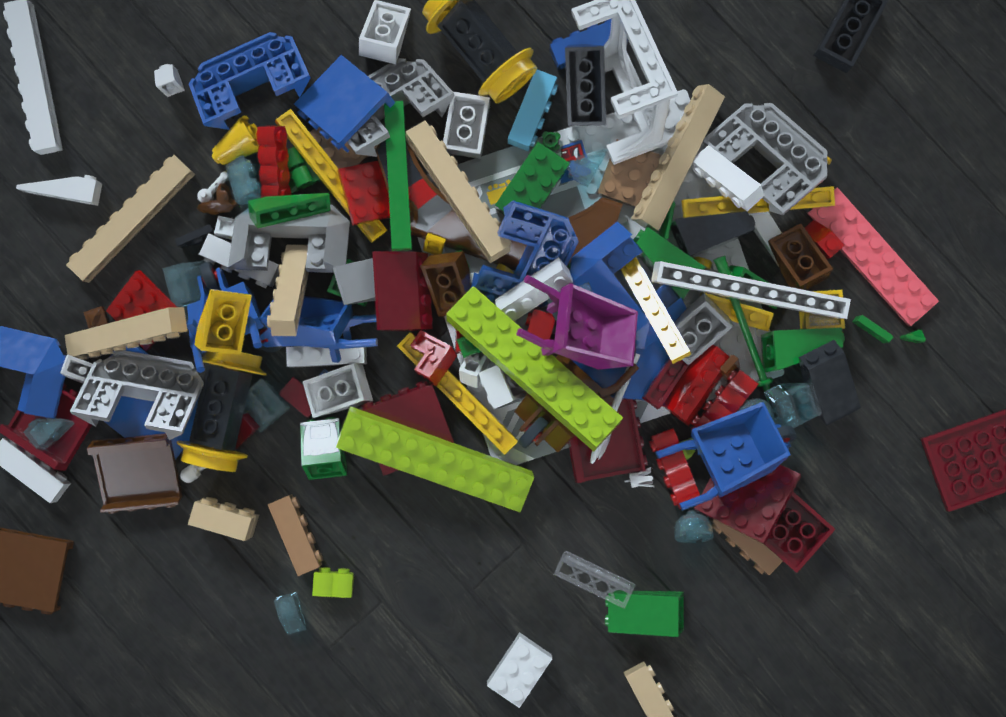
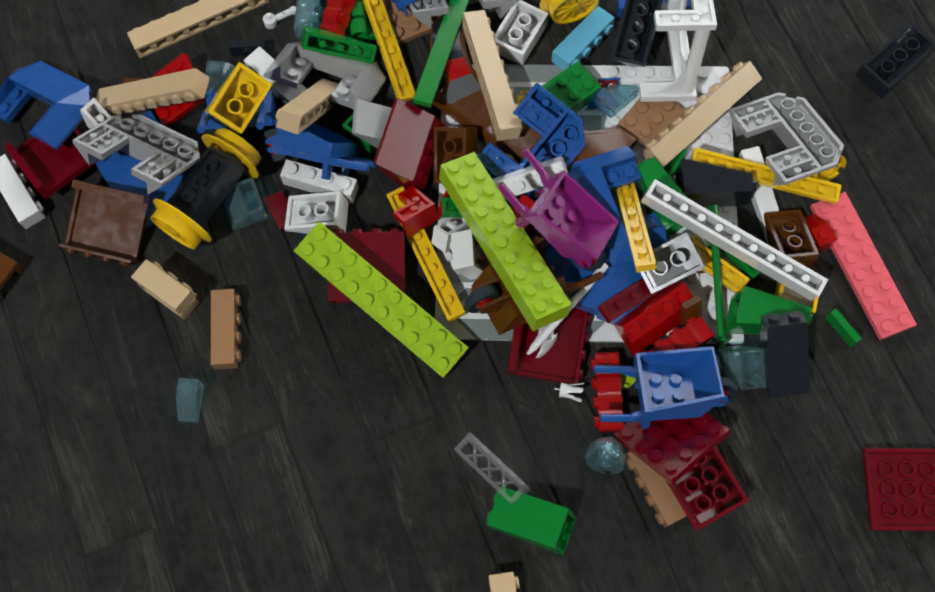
camera: 25 degrees right, 15 degrees down
(46, 432) = (46, 159): clear light blue slope -> none
(191, 473) = (156, 242): white cylinder -> none
(221, 204) = (278, 28): reddish brown piece -> none
(224, 227) = (274, 48): white plate -> none
(247, 428) = (220, 219): dark red slope -> none
(319, 450) = (278, 264): slope -> none
(333, 584) = (241, 386): lime brick -> none
(365, 192) = (407, 57): red plate -> none
(434, 244) = (453, 117): yellow tile -> none
(519, 670) = (385, 532): white brick -> none
(551, 136) = (594, 66): green plate -> none
(727, 178) = (742, 142): white brick -> none
(915, 336) = (881, 349): green slope -> none

